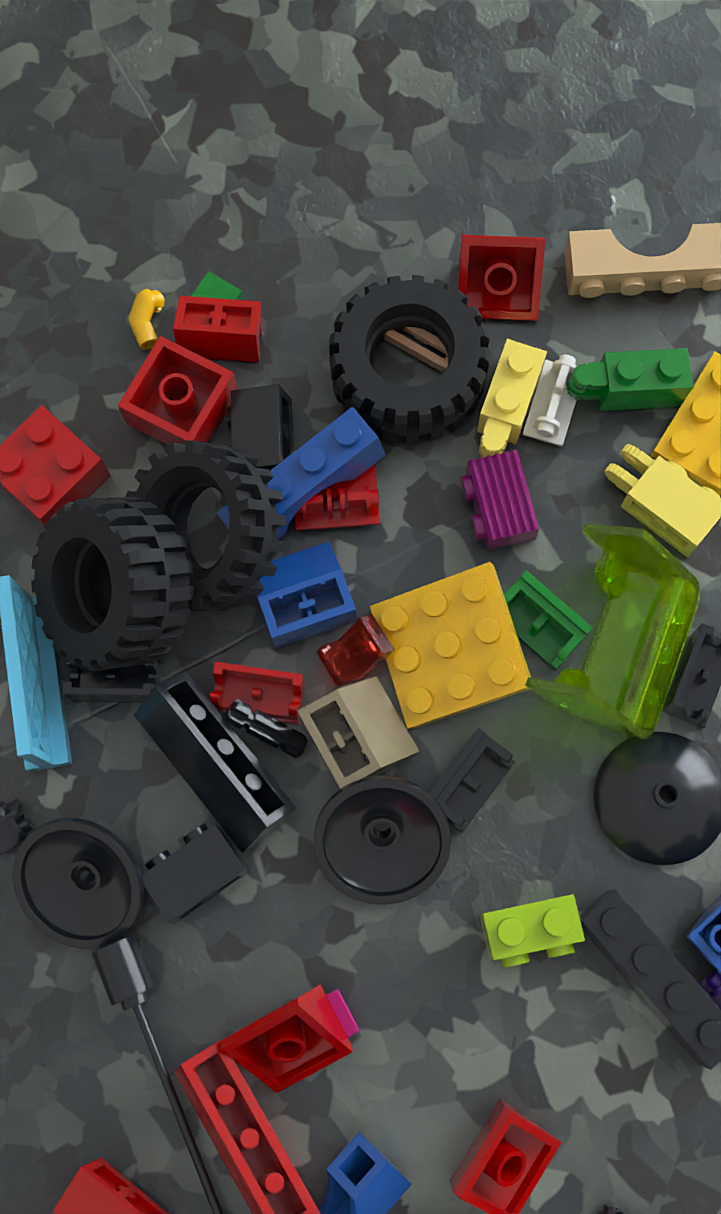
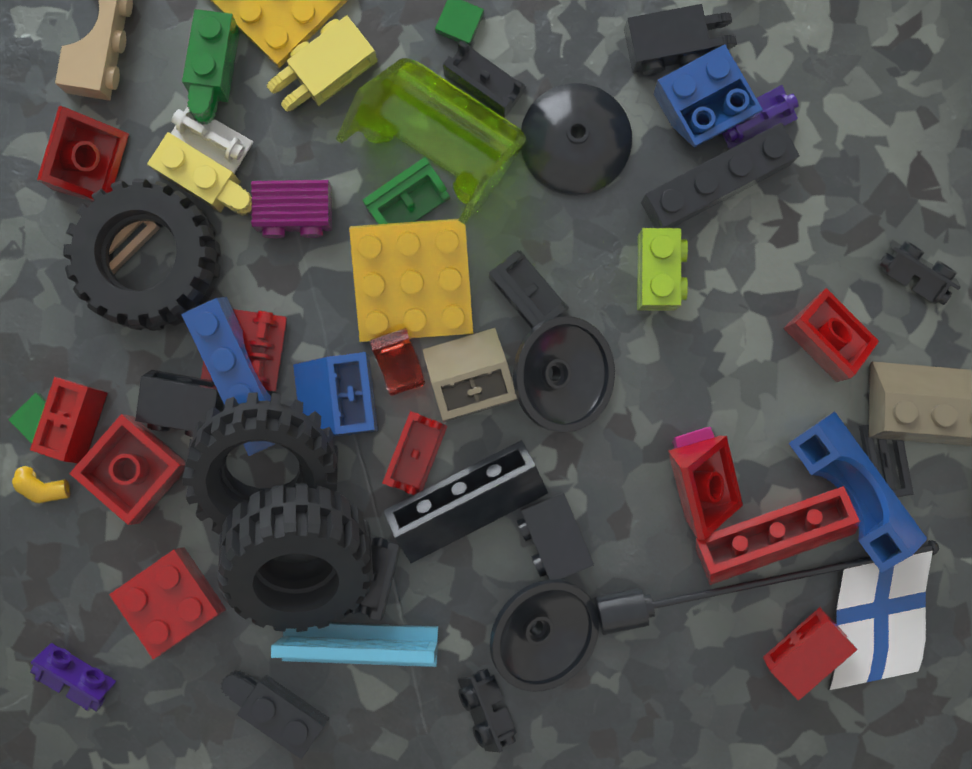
camera: 80 degrees left, 10 degrees up
(266, 728) = (447, 452): black axle -> none

